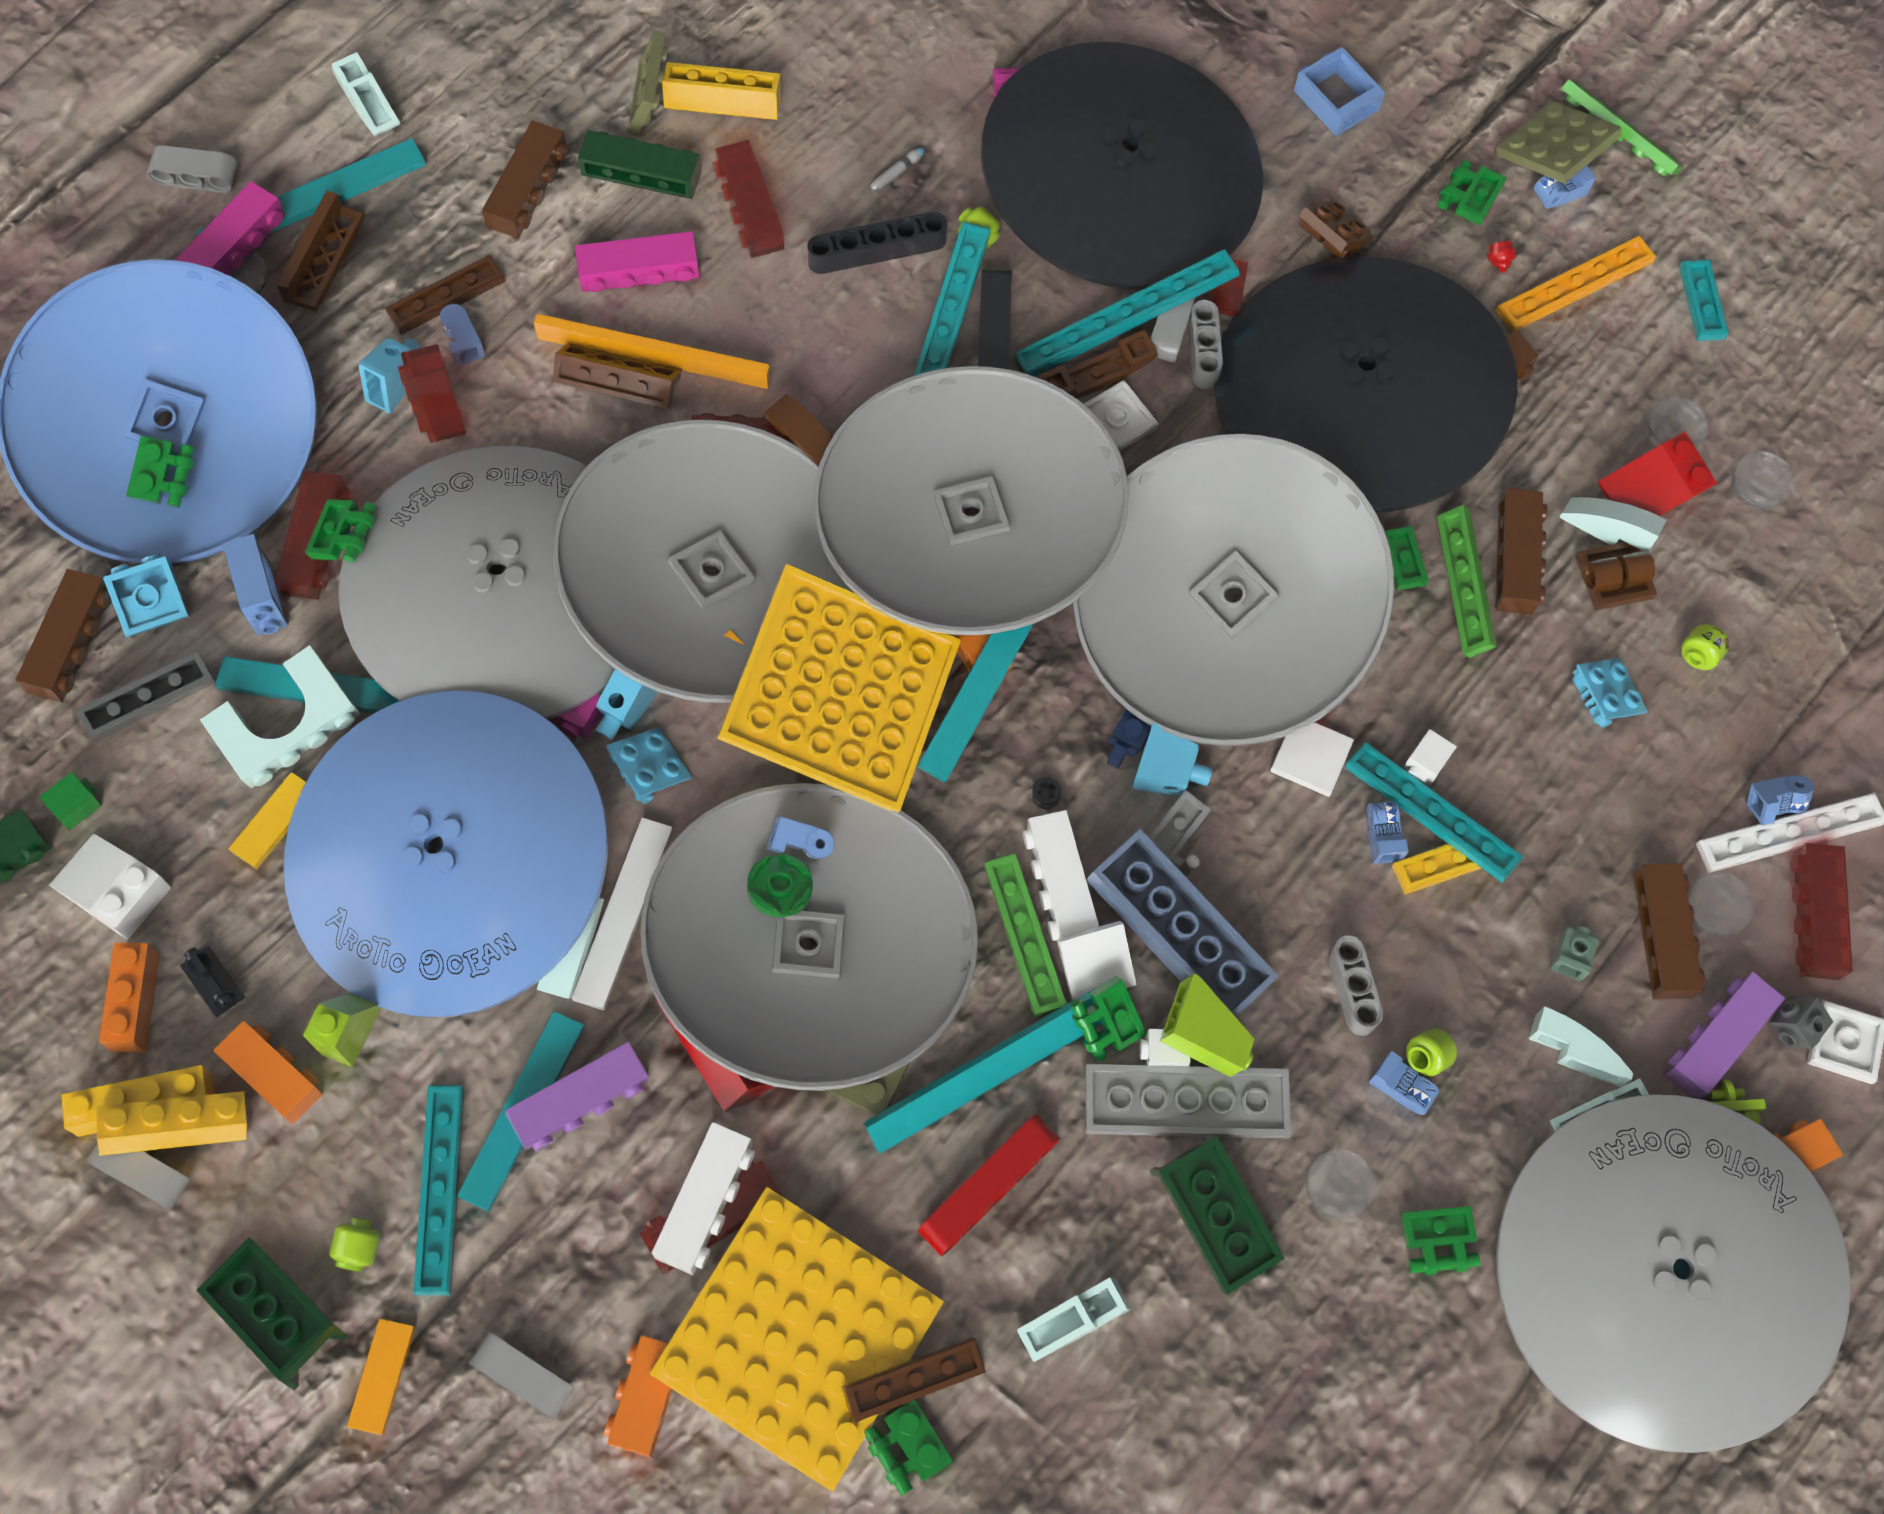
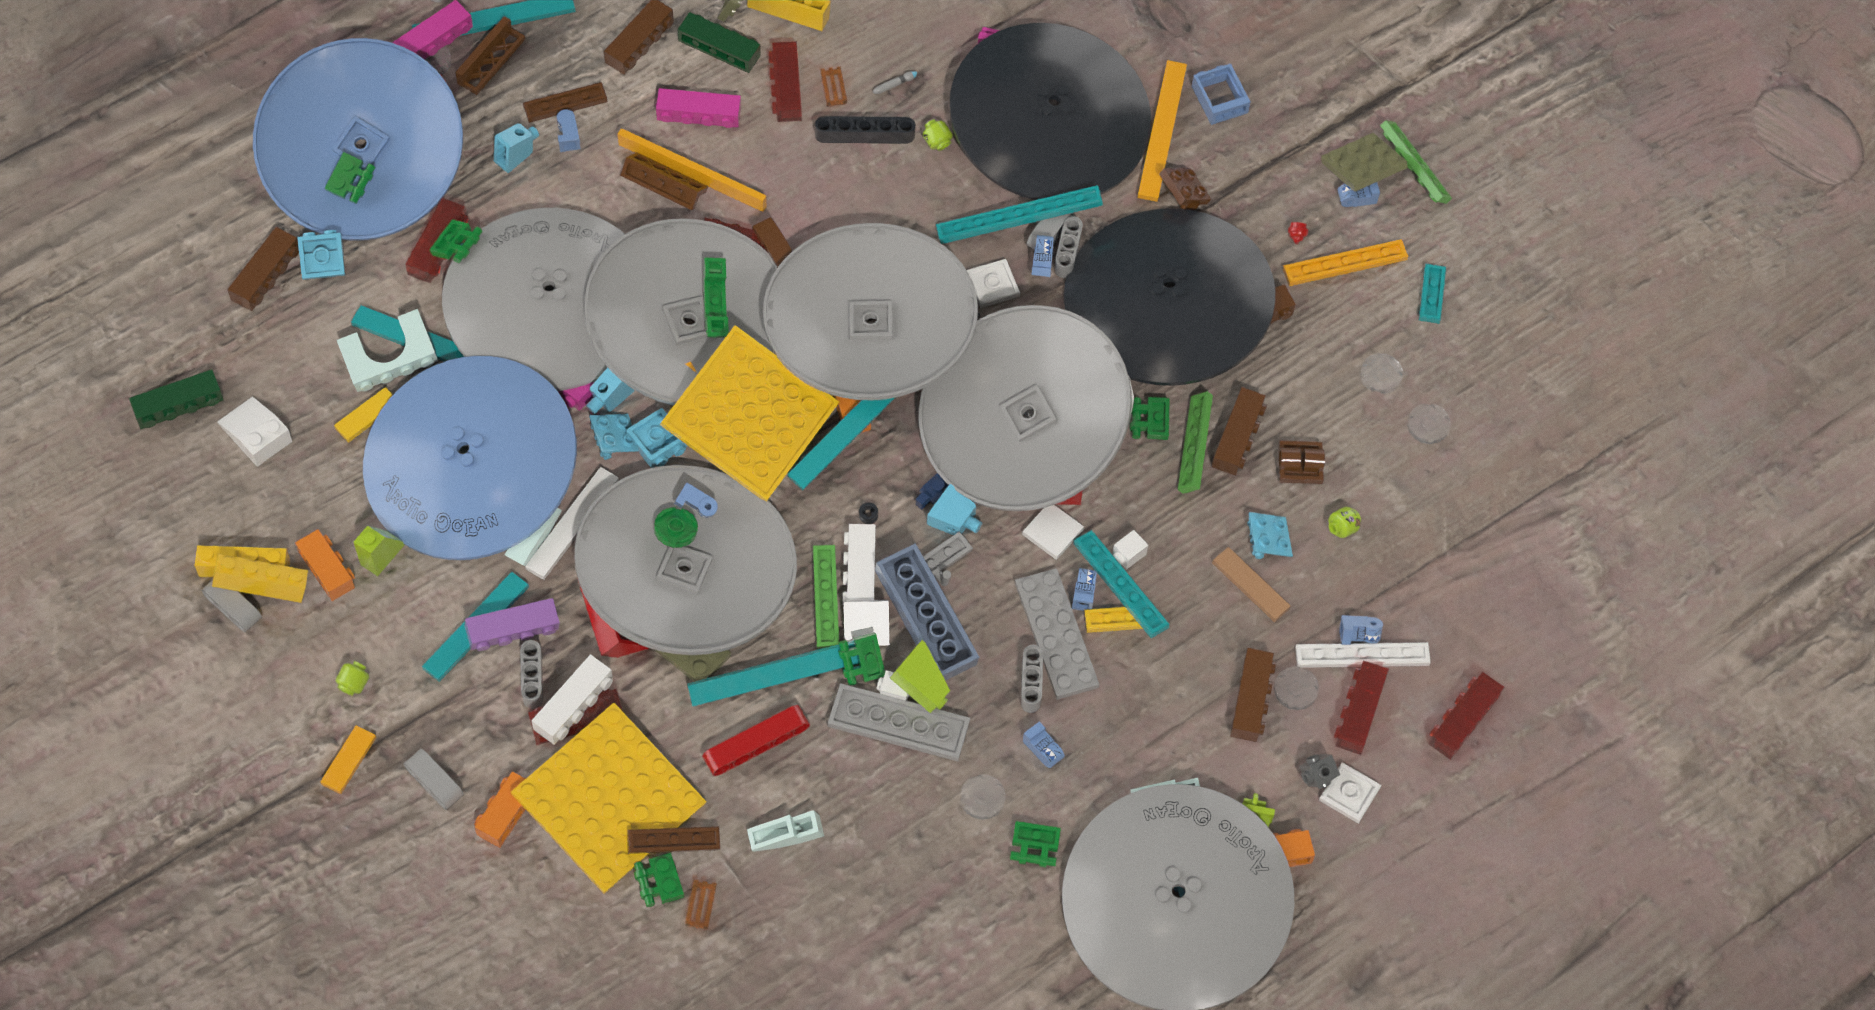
camera: 15 degrees right, 5 degrees down
(71, 800) = (243, 372): green brick -> none
(129, 997) = (251, 500): orange brick -> none
(145, 696) = (306, 318): dark grey brick -> none
(211, 980) = (303, 502): black hinge -> none
(255, 584) = (392, 263): medium blue window -> none
(268, 1311) = (291, 702): dark green plate -> none
(431, 393) = (537, 166): clear red brick -> none
(438, 1191) = (411, 661): teal tile -> none
(618, 1152) = (531, 664): none -> light grey beam
(710, 761) = (654, 441): none -> medium azure plate
(741, 529) = (715, 297): none -> green slope
(807, 175) = (831, 73): none -> clear orange tile
(953, 298) = (905, 178): teal tile -> none
(985, 1502) = (696, 884): none -> clear orange tile
(995, 318) = (929, 198): black beam -> none
(1104, 369) = (991, 249): reddish brown slope -> none
(1177, 365) = (1043, 256): none -> medium blue leg
(1219, 1214) = (896, 791): dark green plate -> none
(1229, 295) = (1097, 217): clear red tile -> none
(1276, 159) = (1162, 130): none -> light orange tile
(1366, 907) = (1056, 634): none -> light grey plate
(1431, 1052) = (1066, 729): lime head -> none
(1480, 195) = (1296, 188): green plate -> none
(1568, 960) = (1184, 700): sand green brick -> none
(1579, 1047) = (1166, 750): light aqua slope -> none
(1608, 767) = (1251, 584): none -> medium nougat tile
(1614, 521) = (1311, 426): light aqua slope -> none
(1660, 477) = (1349, 407): red slope -> none
(1724, 1035) = (1265, 767): medium lavender brick -> none

